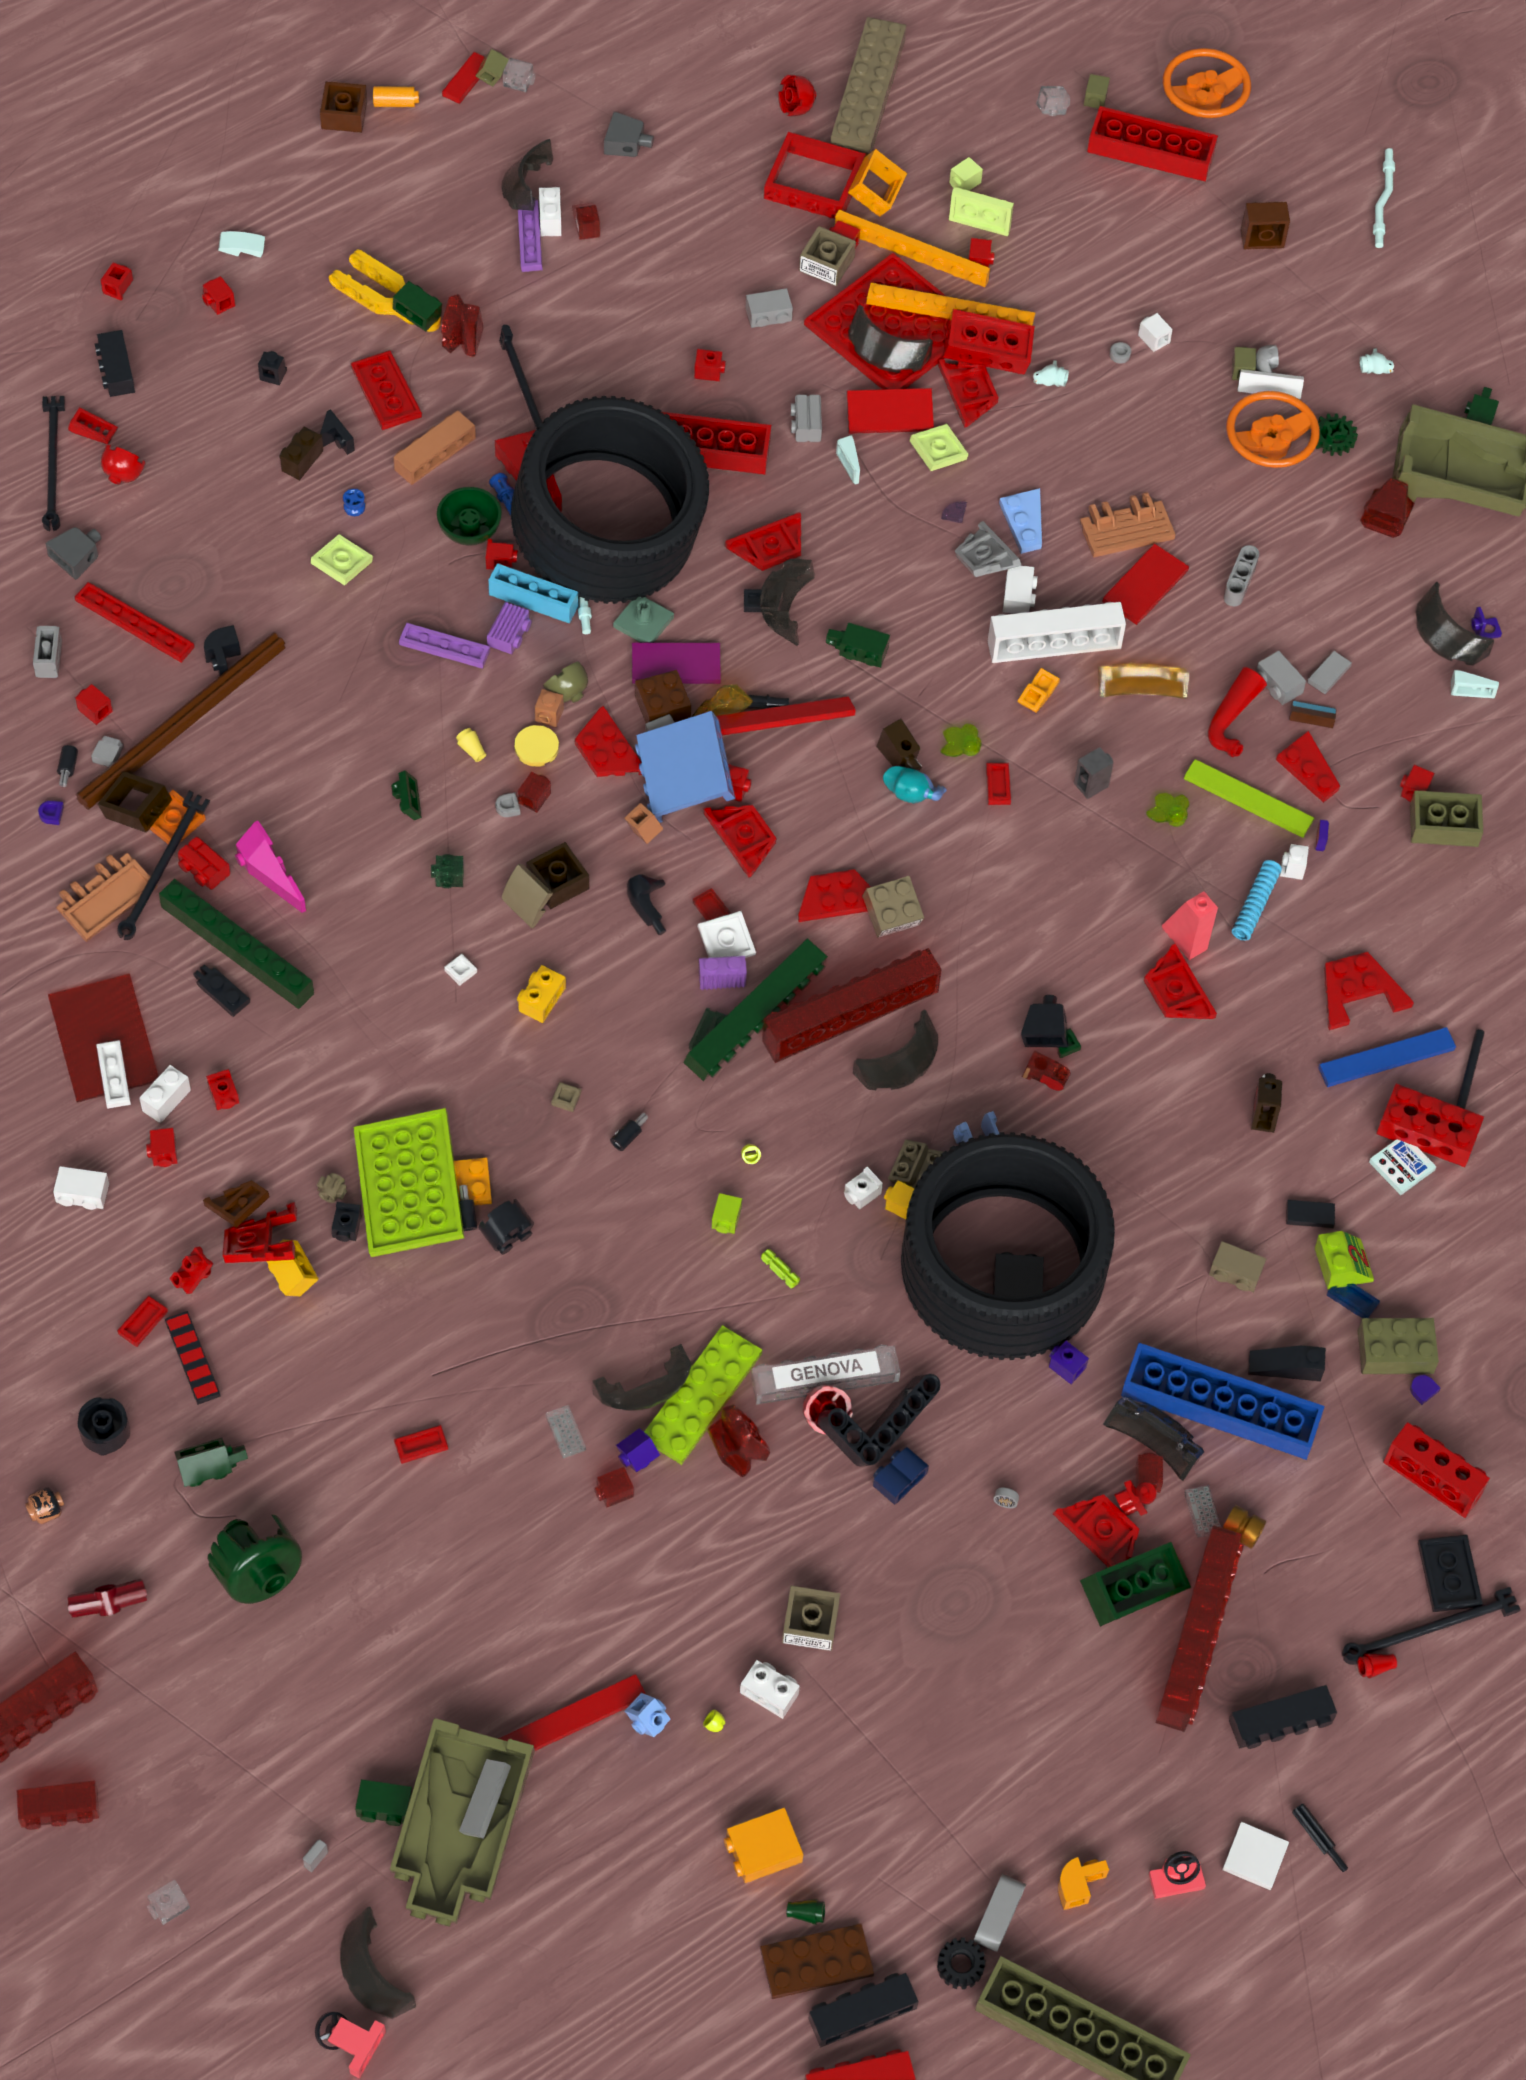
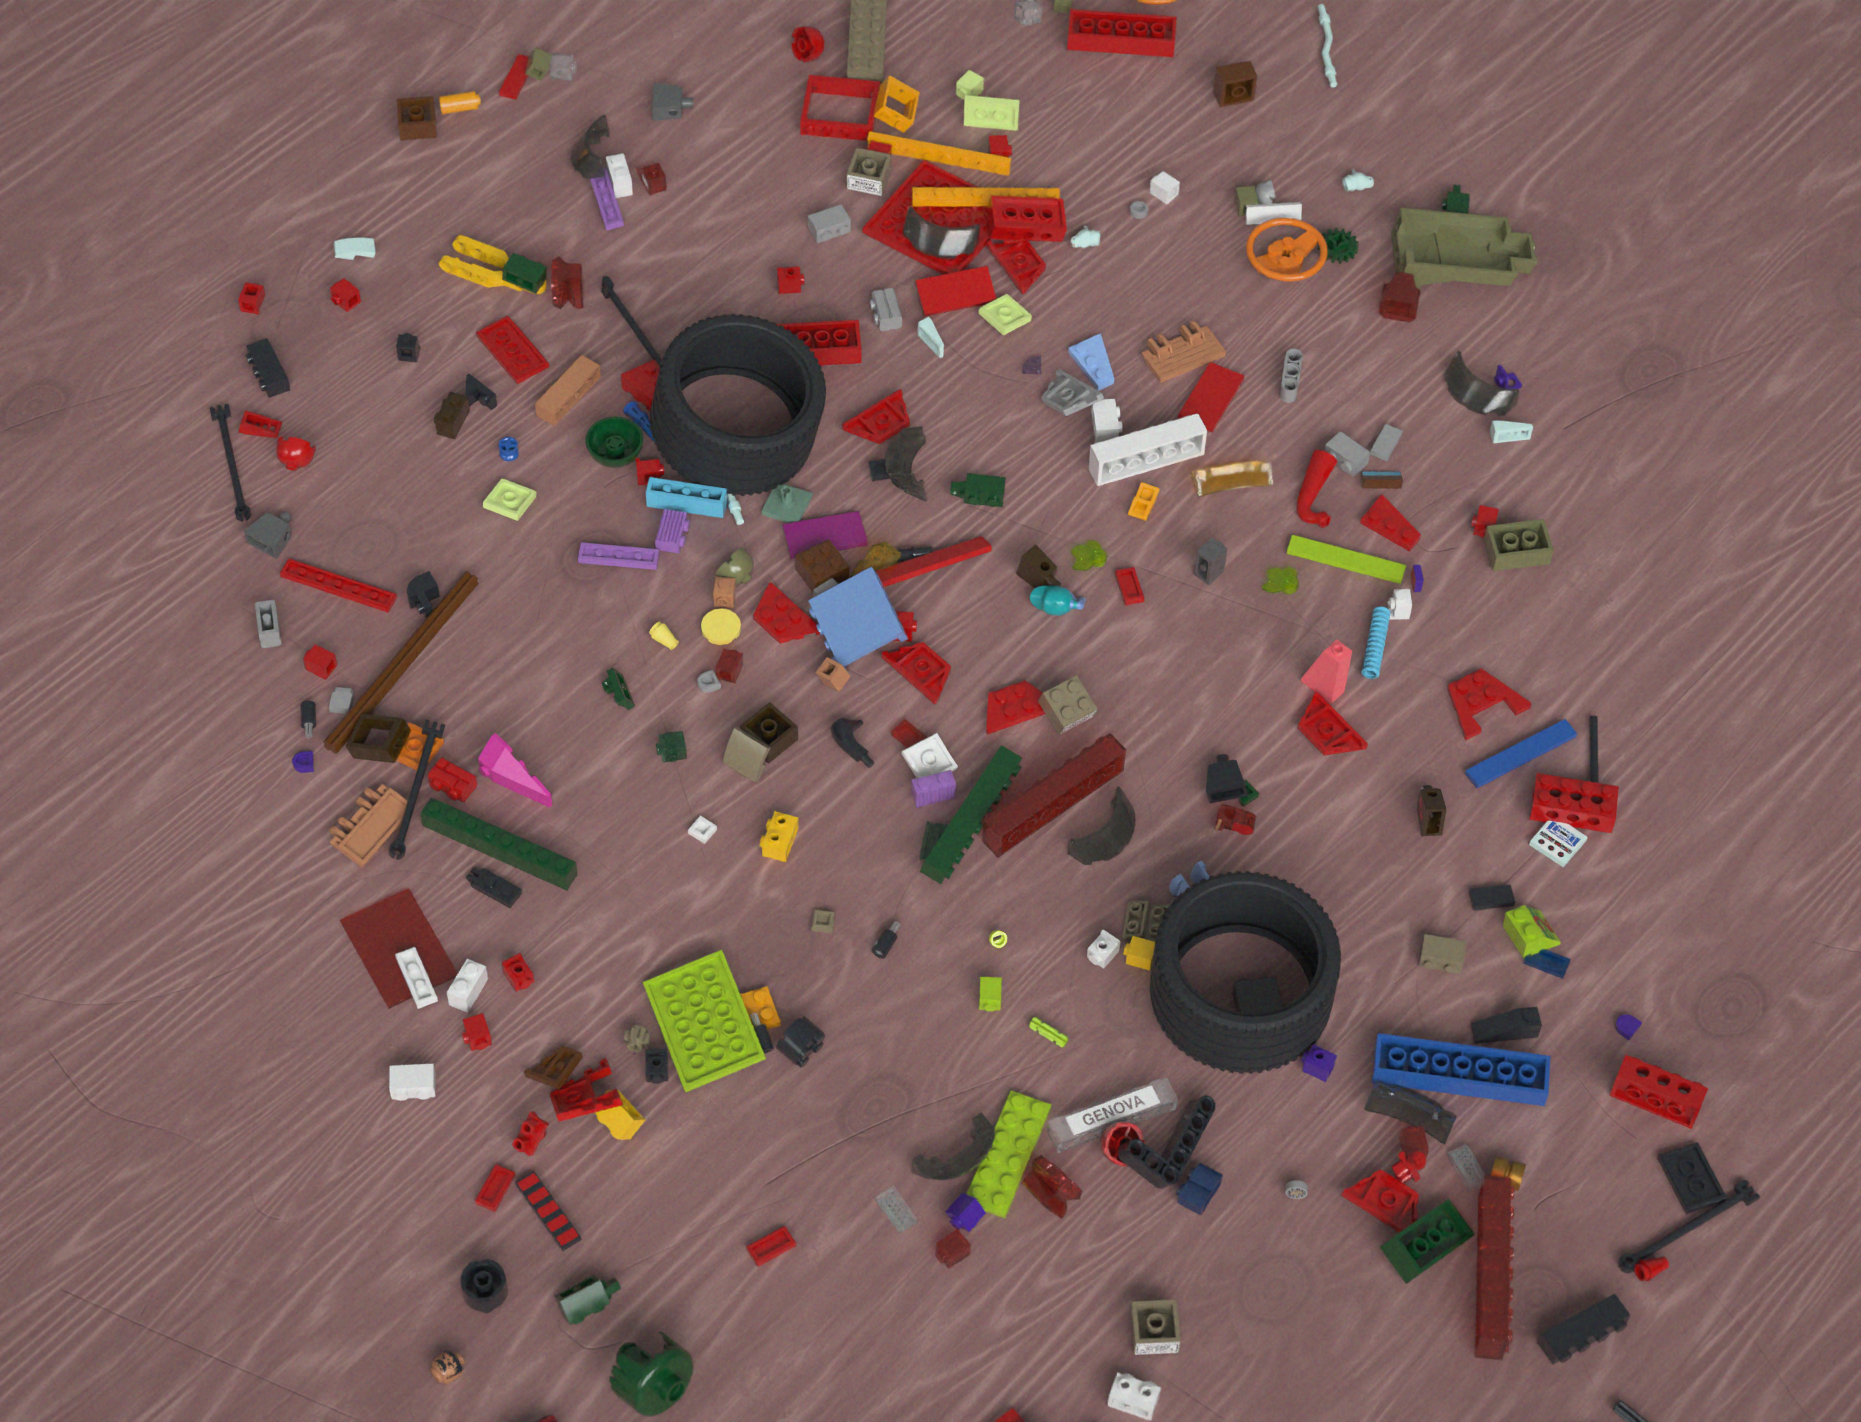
camera: 10 degrees left, 5 degrees down
(1397, 1346) = (1596, 994): olive brick -> none

